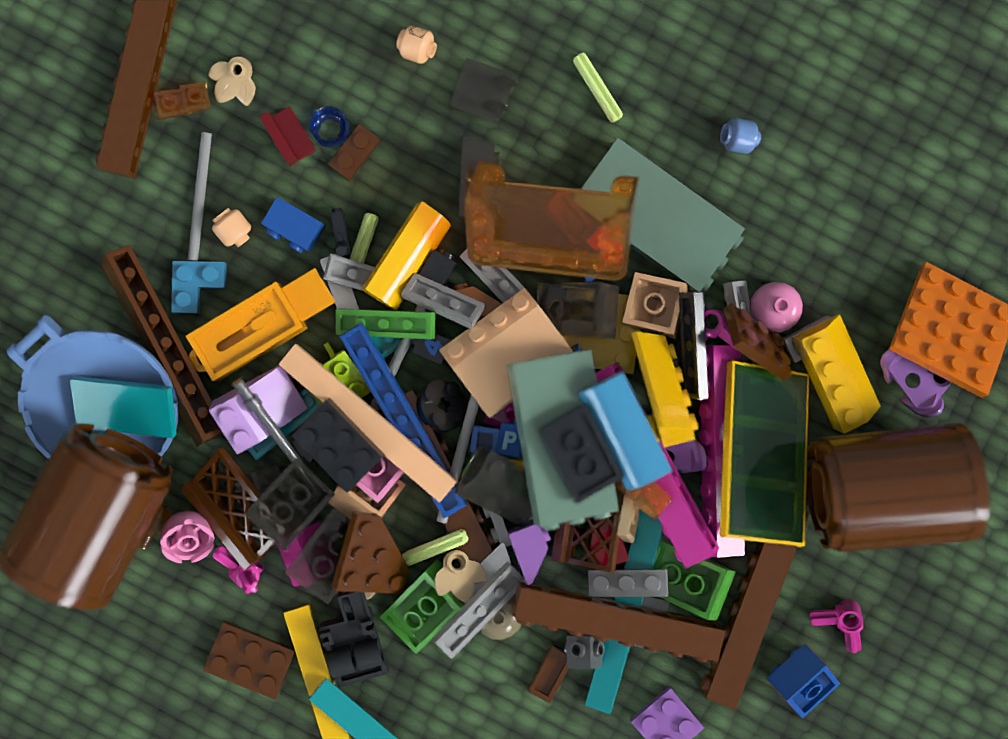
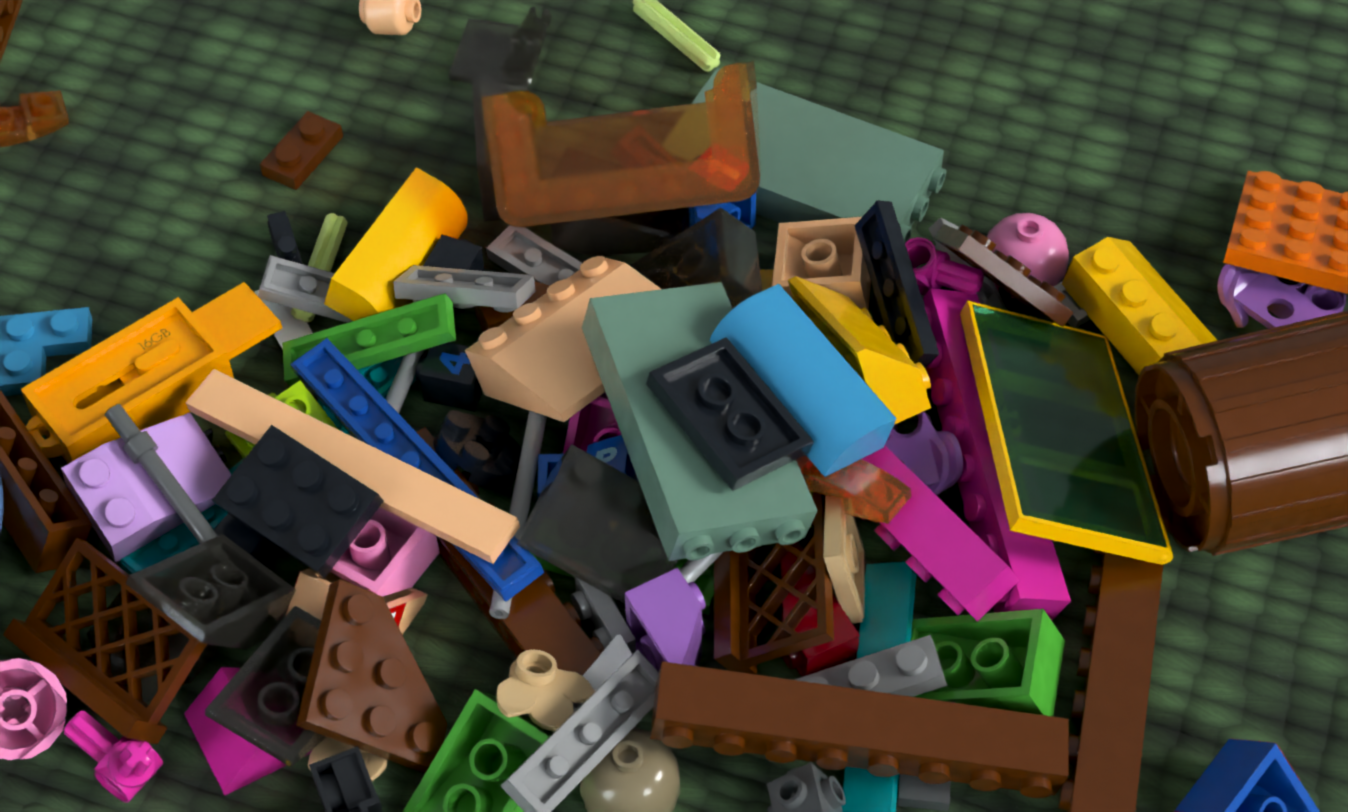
camera: 10 degrees left, 35 degrees down
(199, 197) = (48, 232): light grey piece -> none
(230, 83) = (99, 87): tan plate -> none
(231, 227) = (101, 257): light nougat head -> none
(288, 135) = (192, 141): dark red panel -> none
(293, 225) = (206, 243): blue brick -> none
(328, 113) = (259, 108): clear blue piece -> none
(435, 547) = (493, 663): yellowish green axle -> none
(740, 135) = (907, 54): medium blue head -> none
(850, 626) = (1308, 707): dark pink axle -> none

